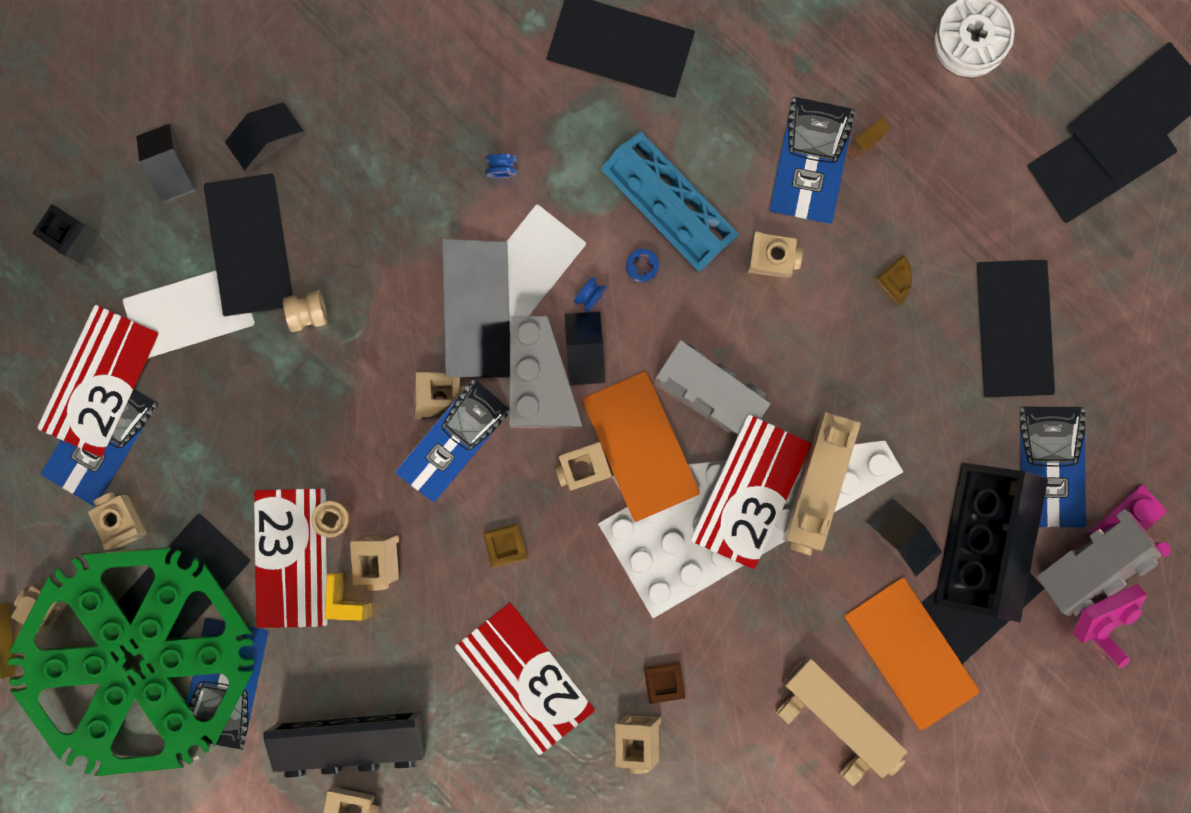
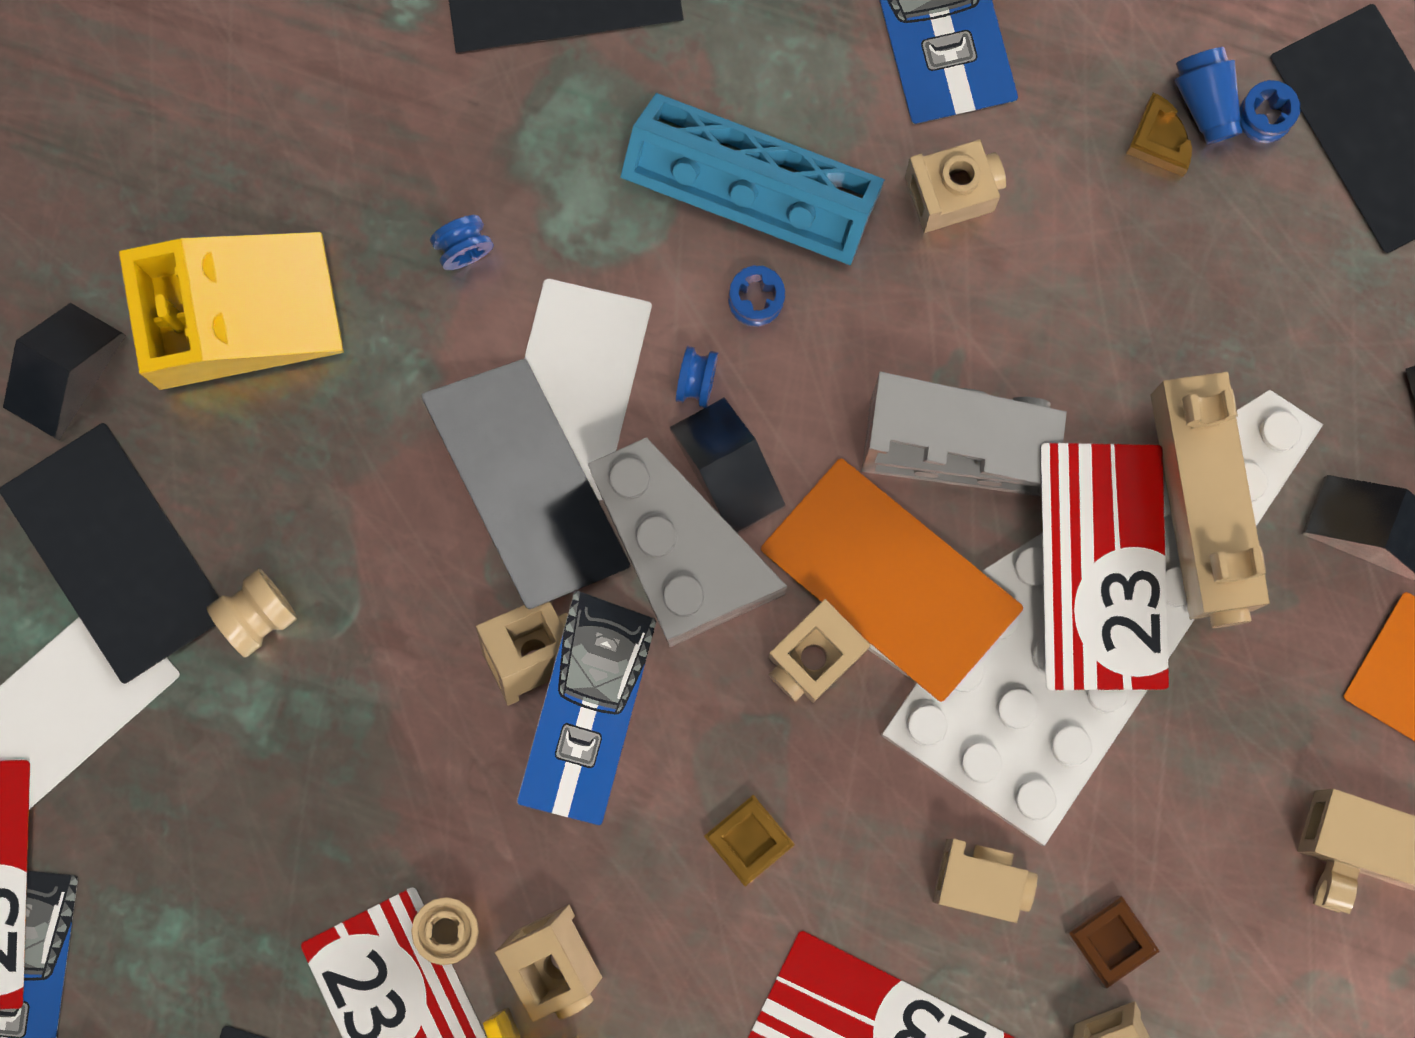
camera: 20 degrees left, 5 degrees down
(365, 144) = (229, 305): none -> yellow slope
(612, 622) = (984, 882): none -> tan brick
(933, 270) = (1211, 93): none -> blue cone
(969, 288) = (1281, 98): none -> blue bush

